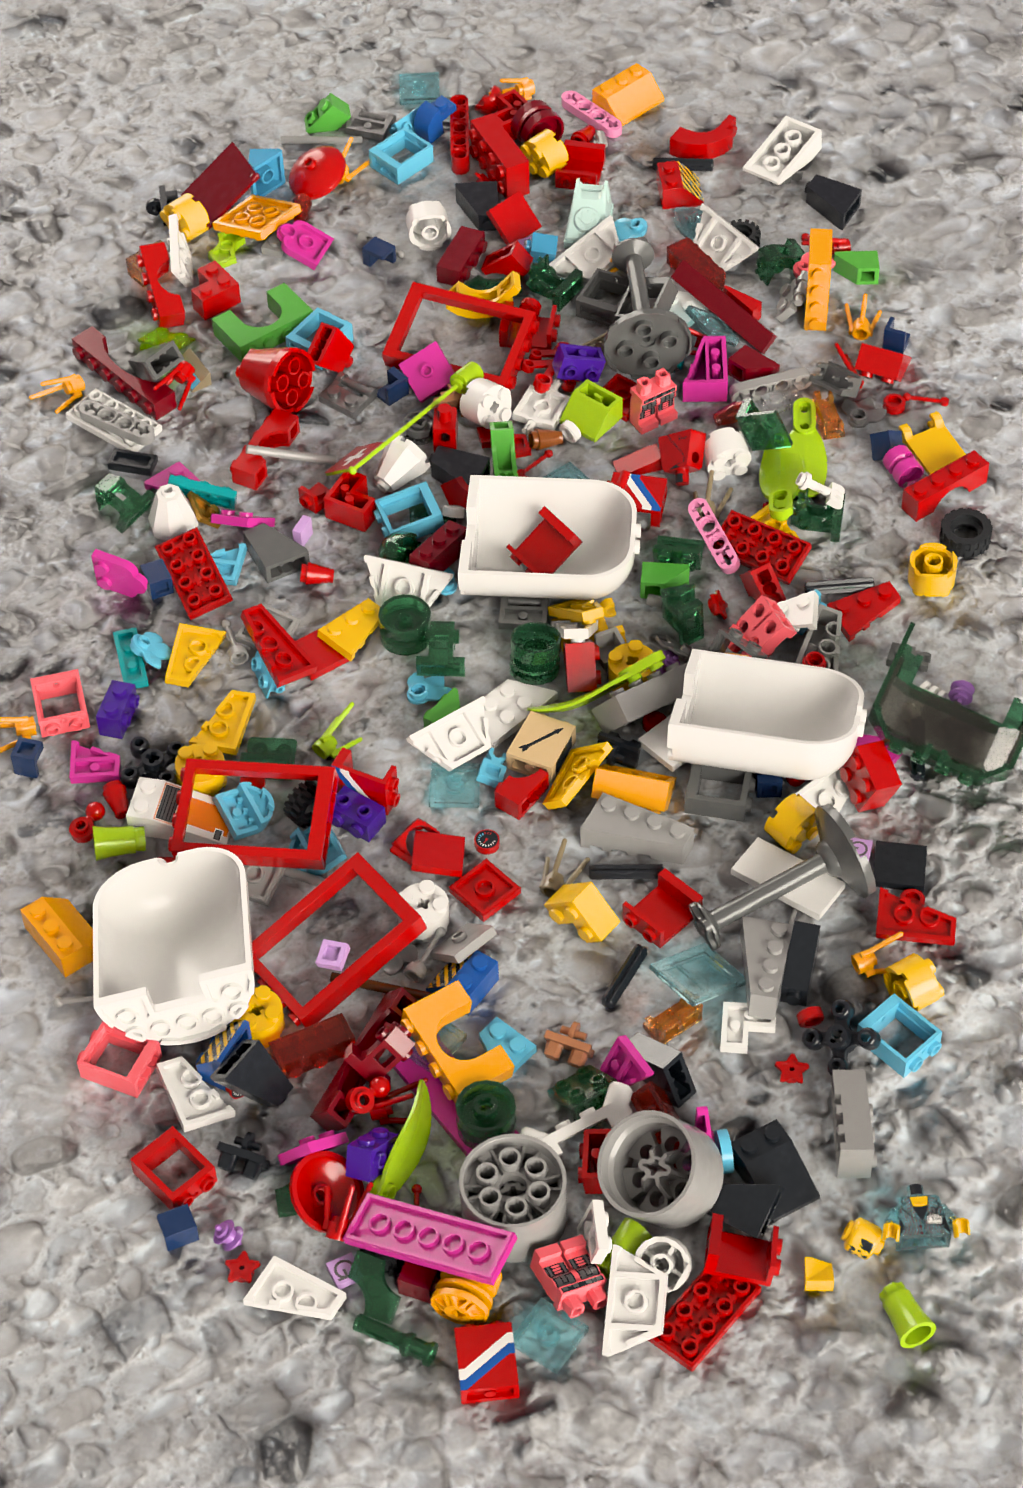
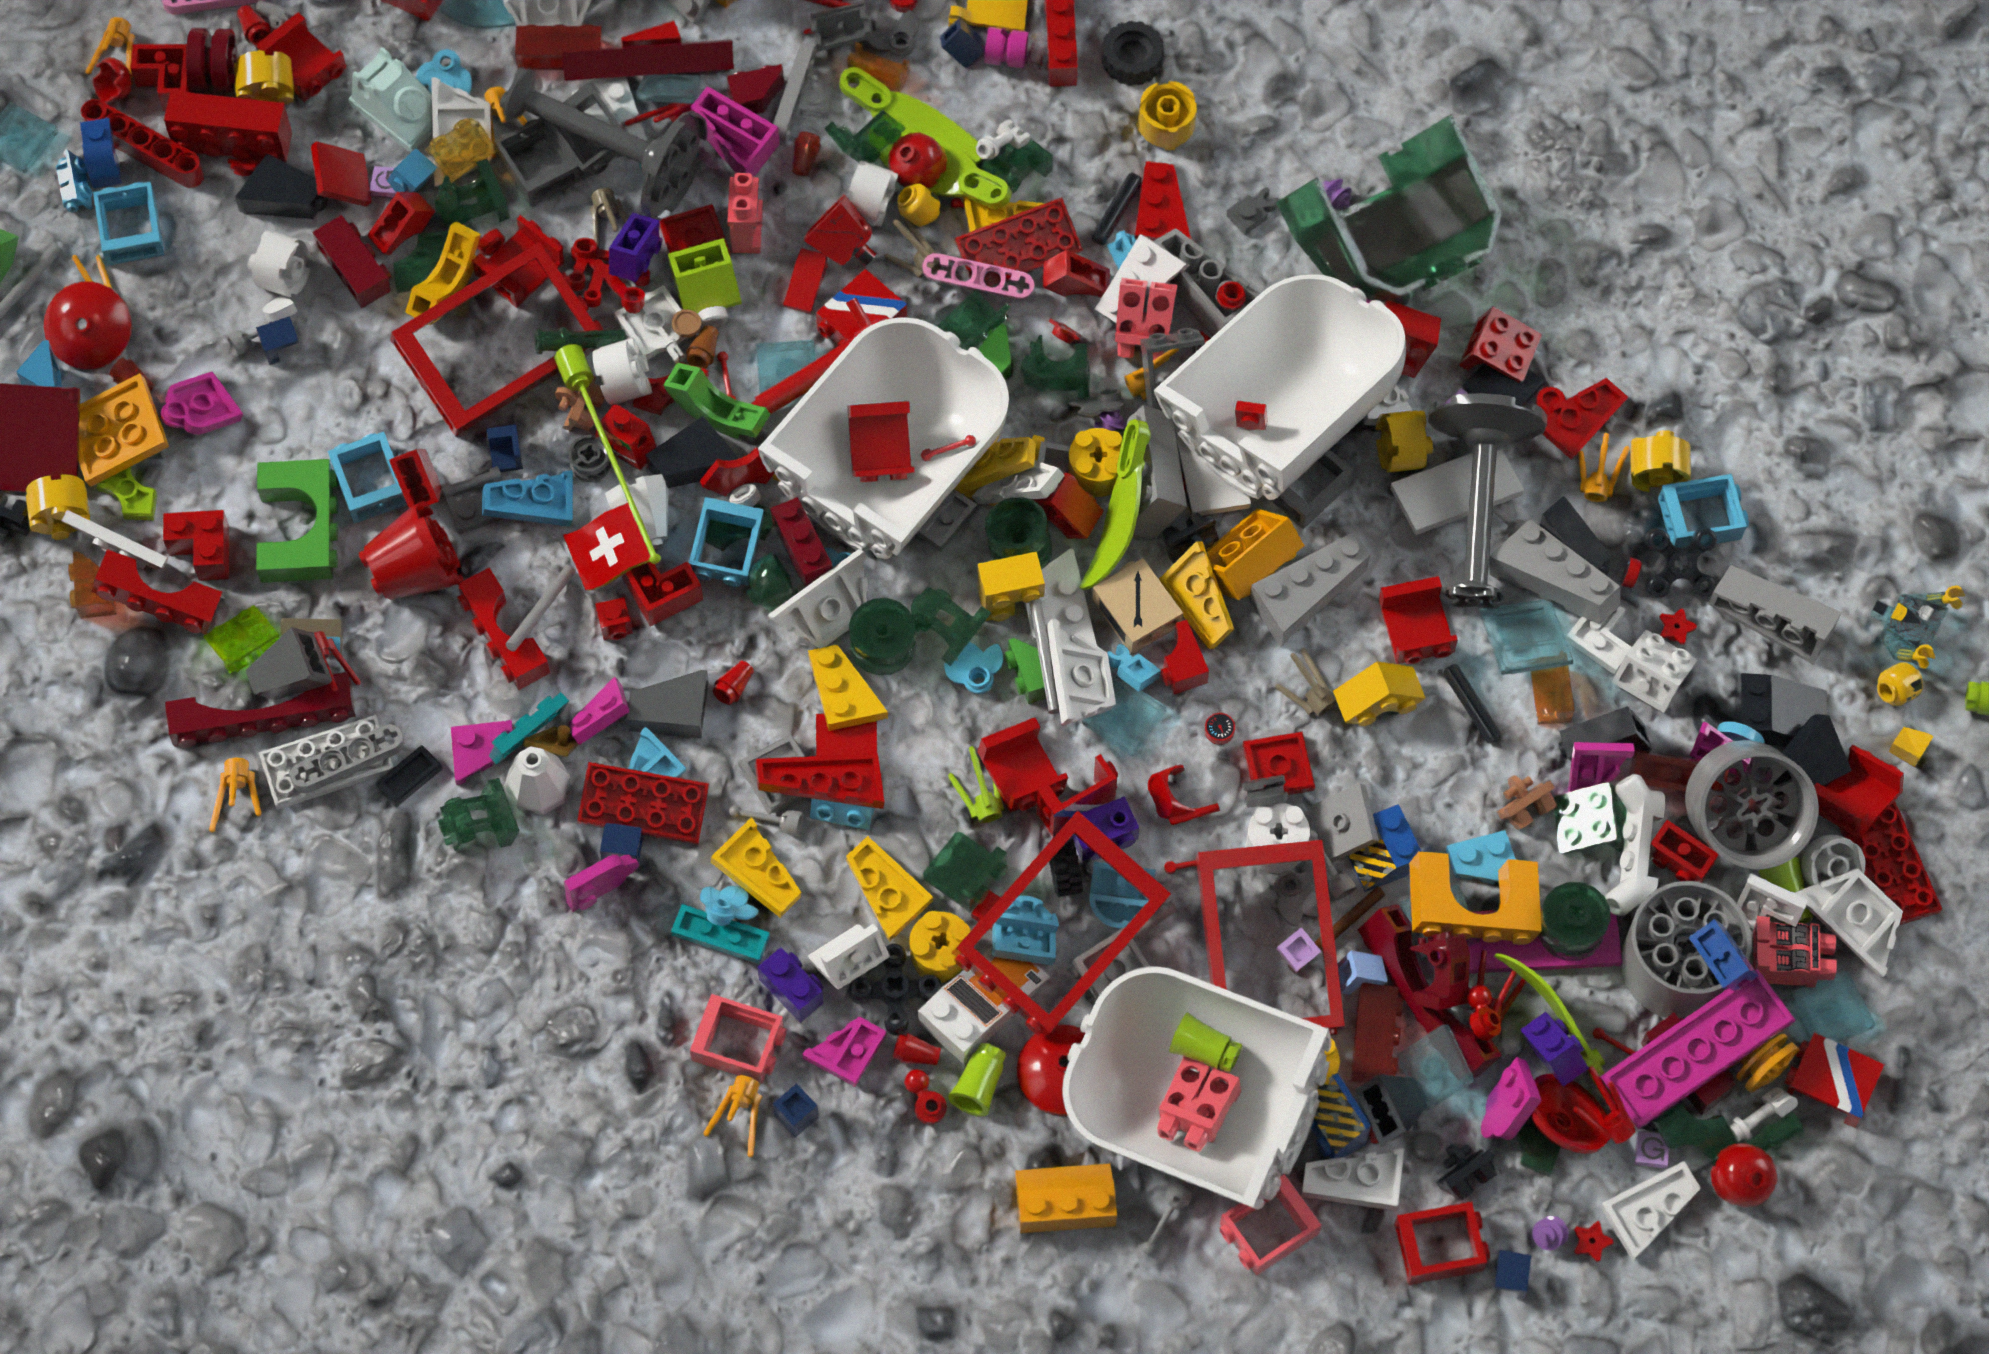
camera: 60 degrees left, 15 degrees up
(155, 722) = (850, 955): none -> white bracket
(174, 959) = (1197, 1103): none -> coral hips
(217, 933) = (1204, 1044): none -> lime plant
(303, 530) = (661, 660): lavender tile -> none
(309, 1093) = (1436, 1065): none -> clear light blue plate
(352, 1007) = (1360, 968): none -> light blue panel
(359, 1337) = (1744, 1175): none -> red cylinder
(365, 416) = (533, 500): none -> dark azure wing
(369, 124) = (46, 228): flat silver plate -> none
(374, 743) = (1019, 765): none -> red panel
(402, 245) = (279, 309): none -> white tile
(427, 371) = (523, 399): dark pink plate -> none
(438, 853) = (1210, 781): red tile -> none
(438, 1332) = (1775, 1101): none -> white hinge
(448, 884) = (1265, 795): none -> dark grey wheel
(471, 353) = (556, 339): none -> clear green pin
(476, 694) = (1044, 655): none -> light grey bar
(492, 663) = (1007, 582): none -> yellow brick
(505, 1200) = (1722, 955): none -> blue hinge
(551, 419) = (686, 323): none -> medium nougat piece
(570, 256) = (461, 148): none -> clear yellow bracket
(624, 871) = (1346, 625): black axle -> none
(731, 719) = (1251, 415): none -> red plate
(741, 483) = (918, 205): none -> yellow head
(744, 1069) = (1654, 670): none -> white bracket
(771, 462) = (917, 160): none -> red cylinder
(926, 844) = (1501, 344): none -> bracket

